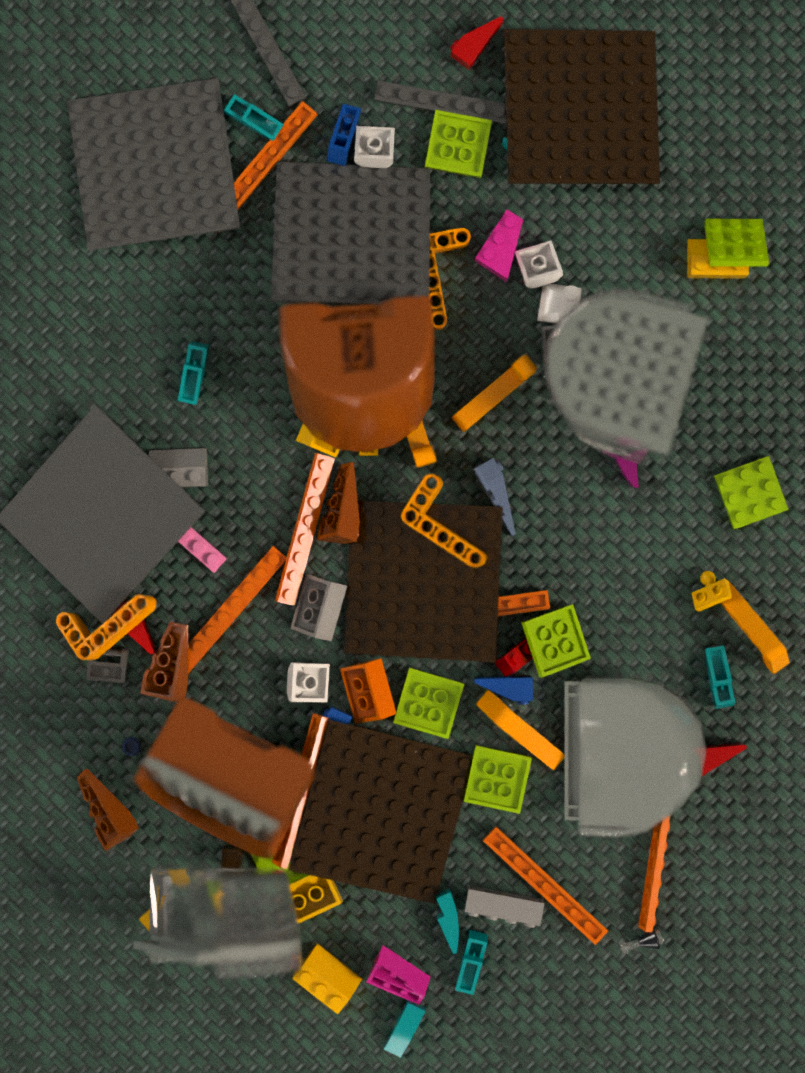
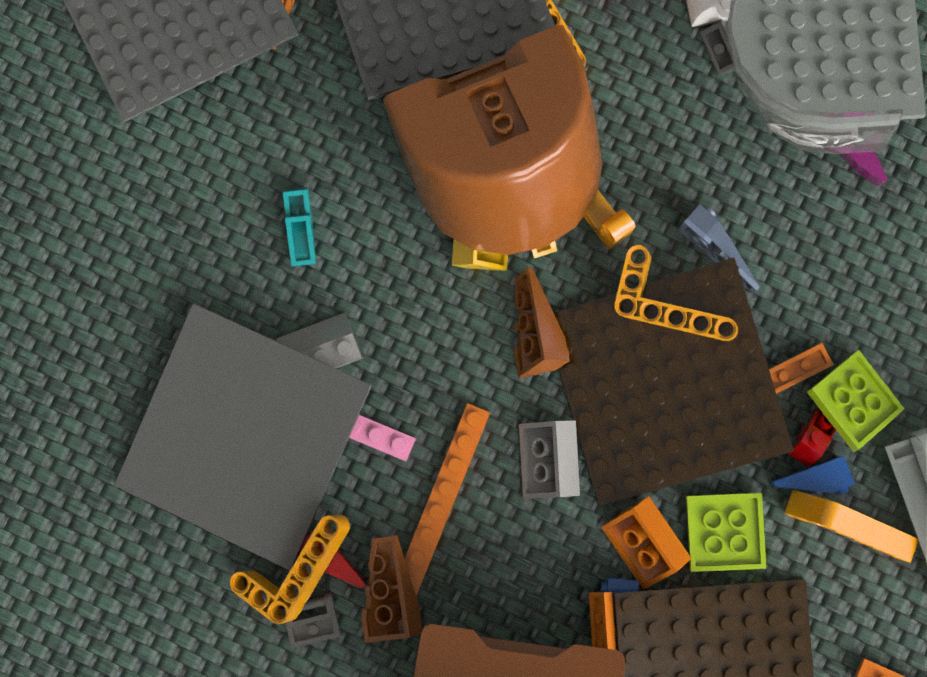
camera: 15 degrees left, 5 degrees down
(304, 529) = (499, 370): plate -> none
(308, 682) = (568, 557): white slope -> none
(495, 393) = (675, 124): light orange beam -> none
(497, 779) = (844, 598): lime plate -> none

